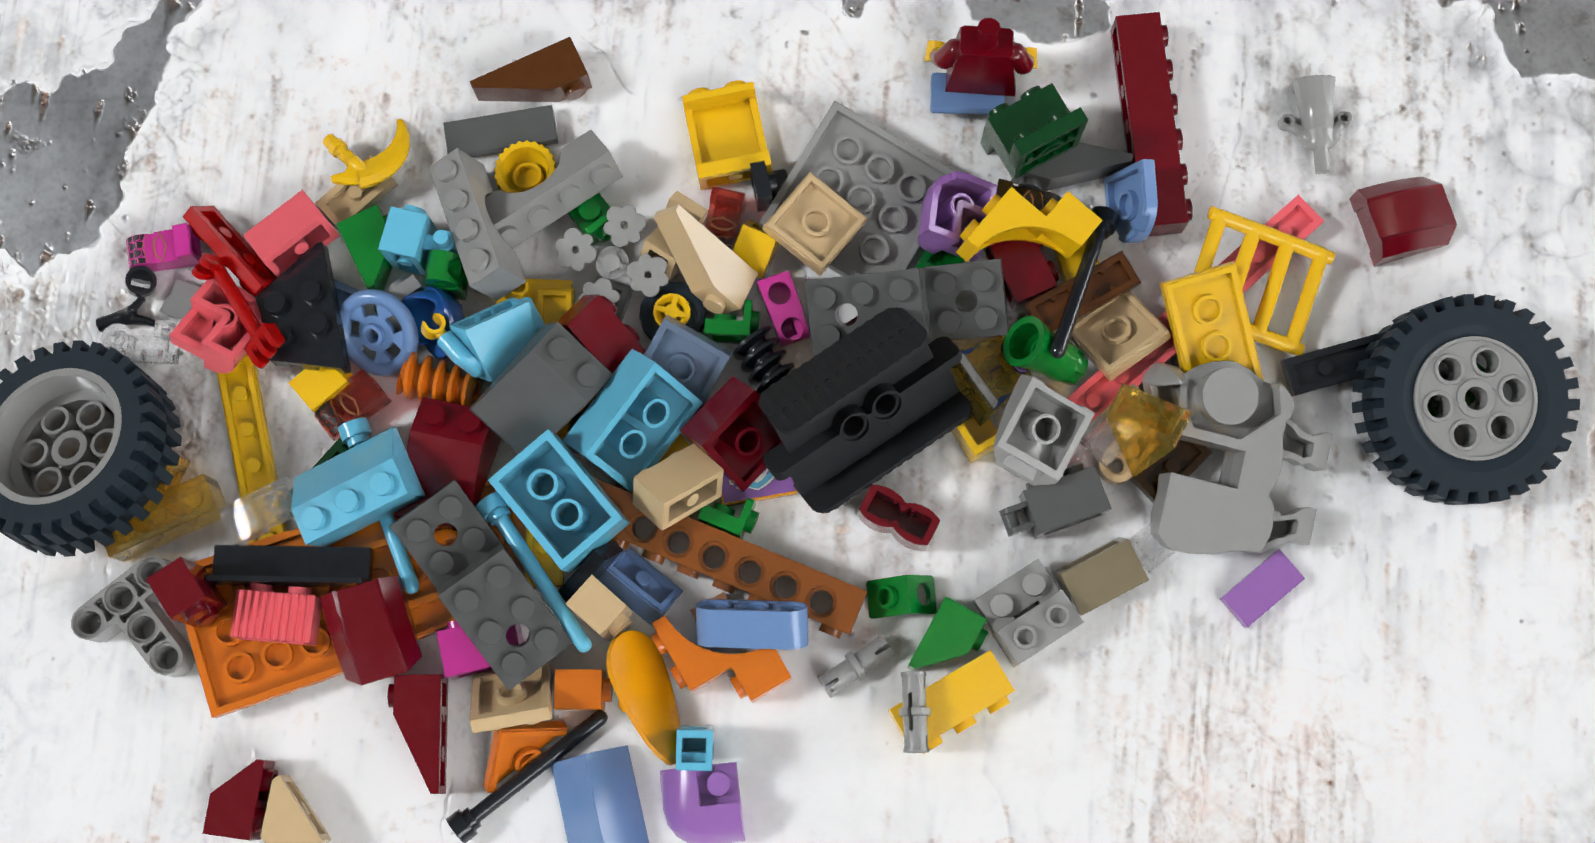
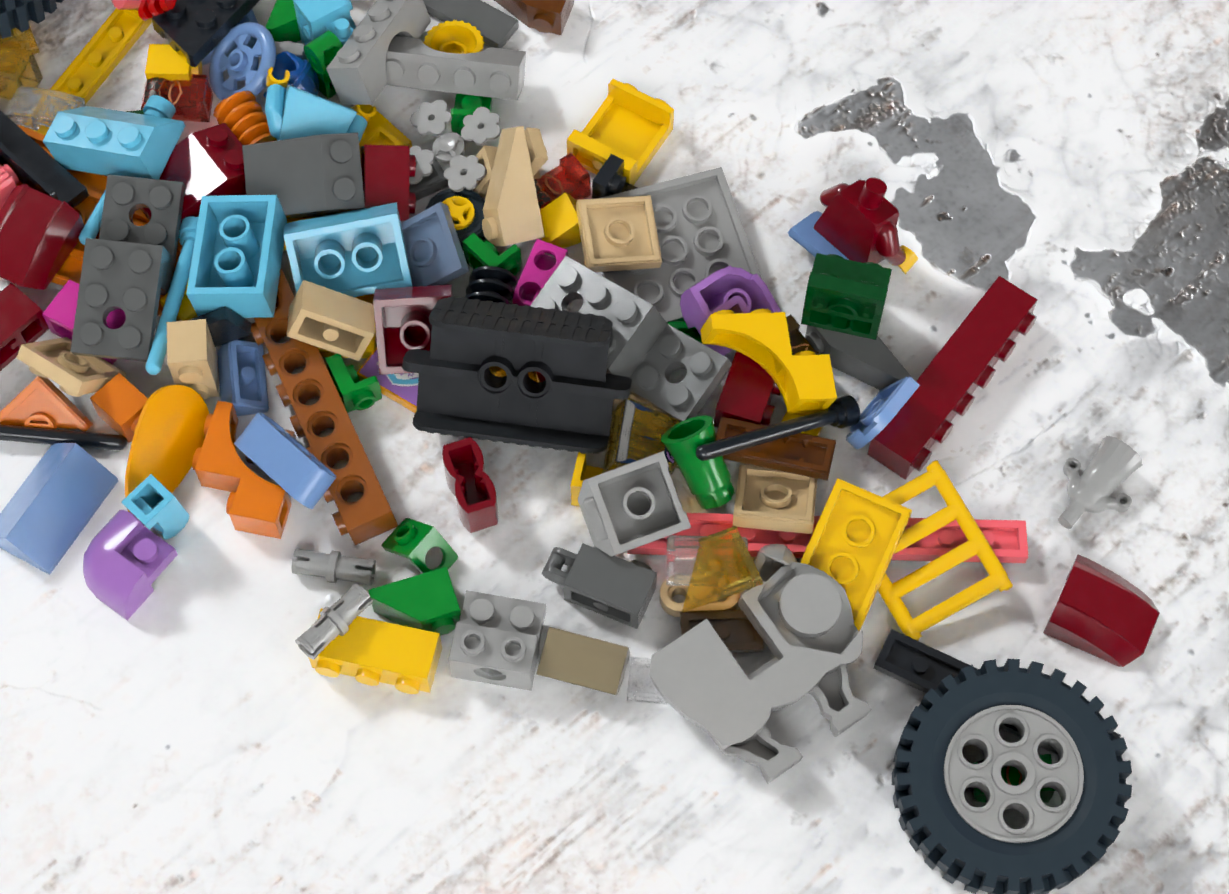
camera: 40 degrees right, 15 degrees down
(1262, 588) = (704, 789): medium lavender tile -> none

